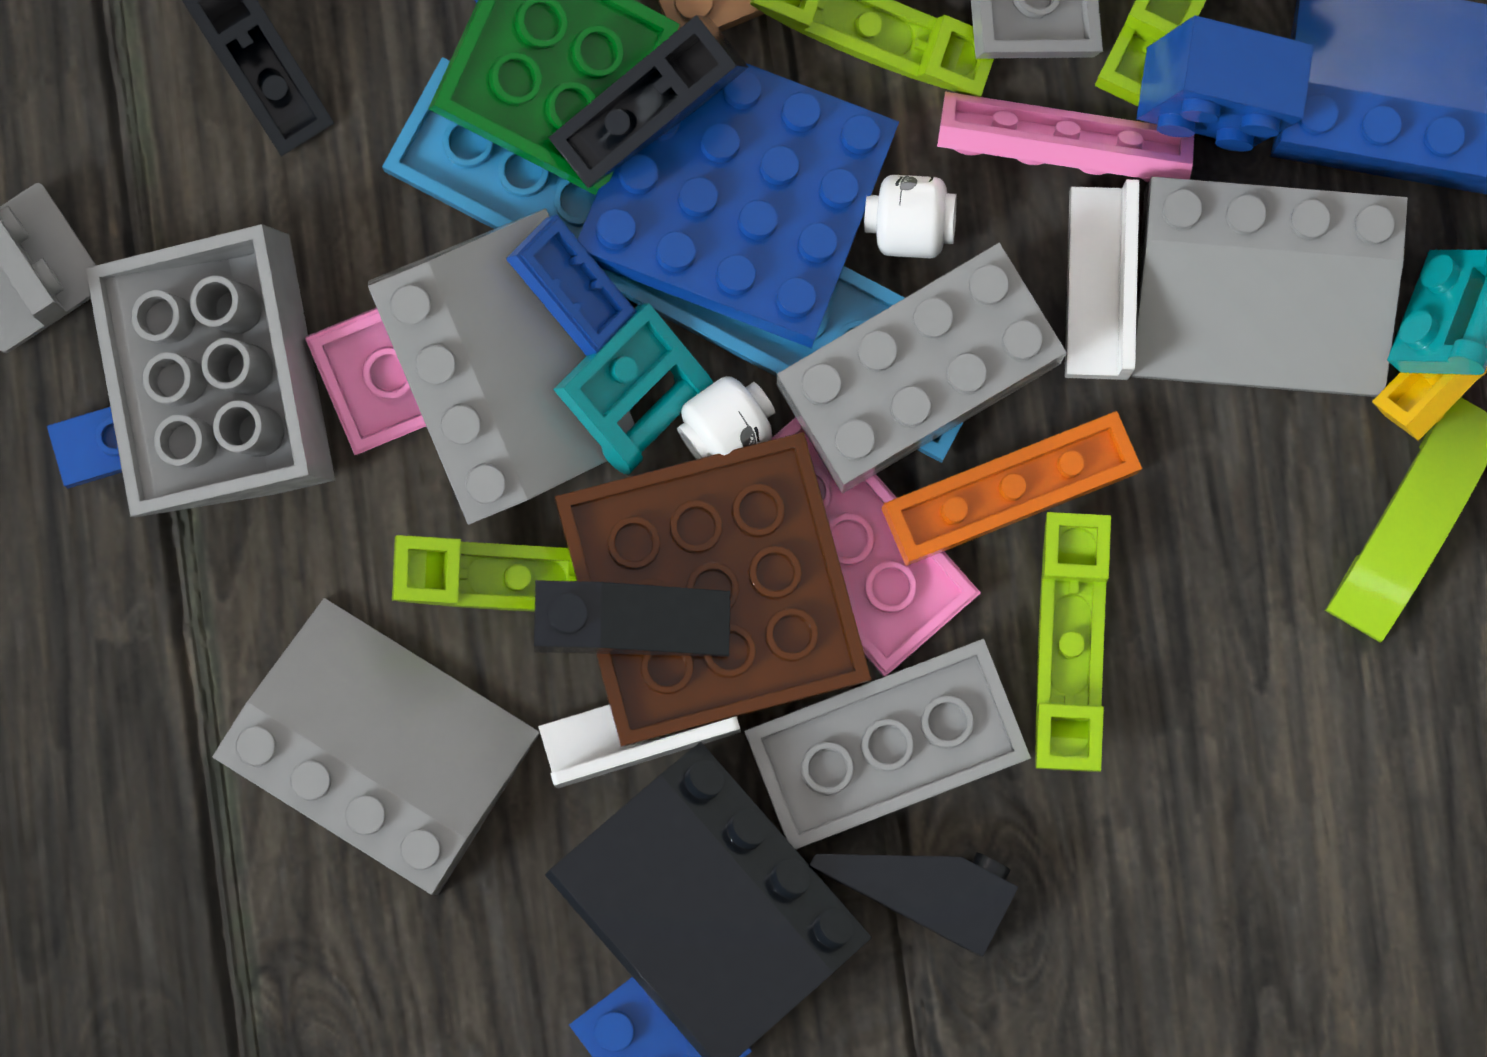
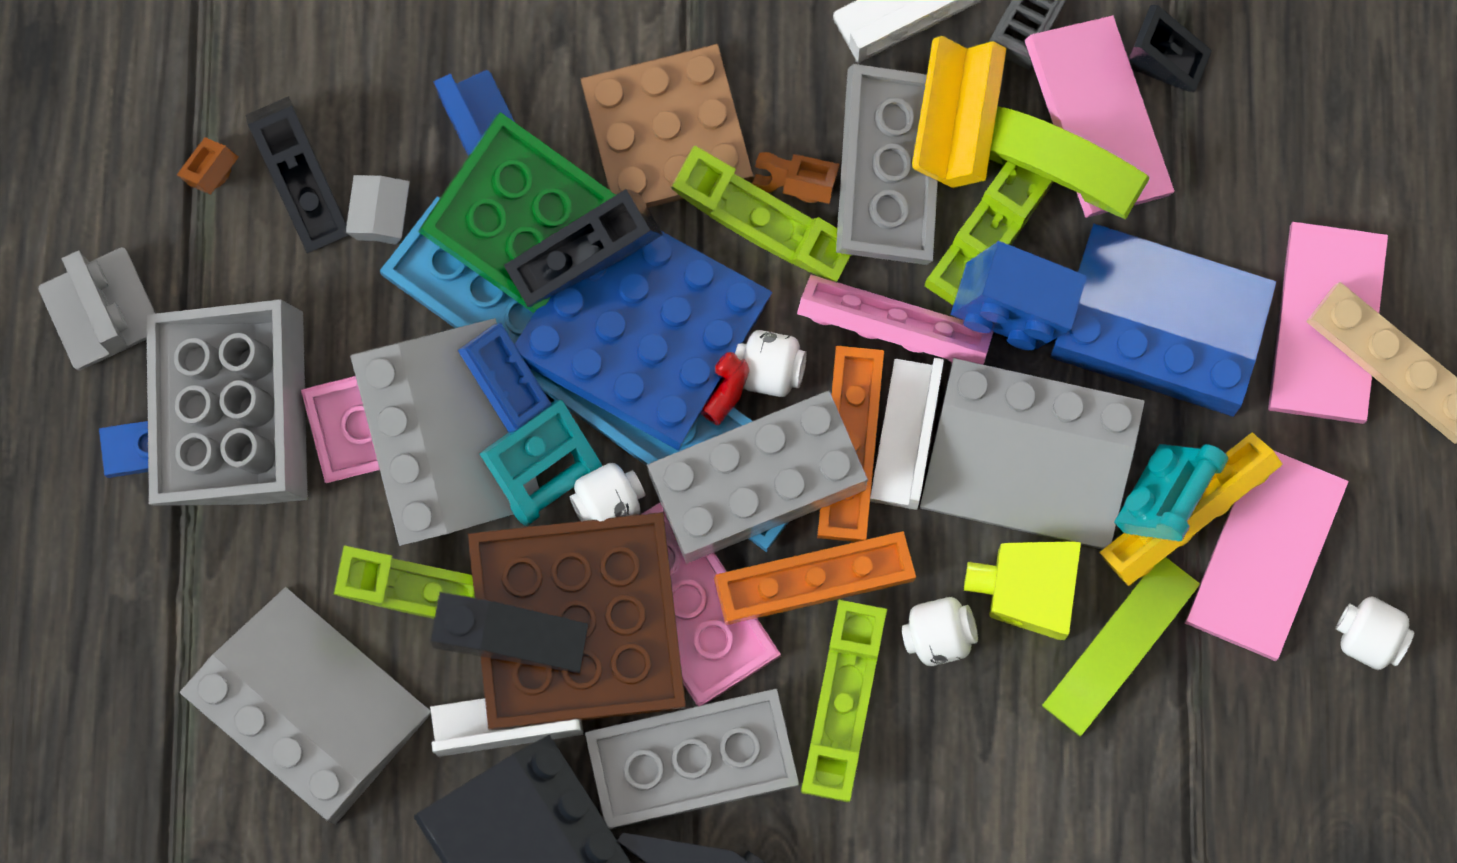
camera: 10 degrees right, 5 degrees down
(133, 59) = (208, 166): none -> dark orange plate
(366, 84) = (377, 208): none -> light grey piece
(865, 261) = (729, 391): none -> red arm
(1030, 235) = (857, 398): none -> orange plate
(1183, 534) = (940, 631): none -> white head
(1290, 458) = (1030, 585): none -> neon yellow torso

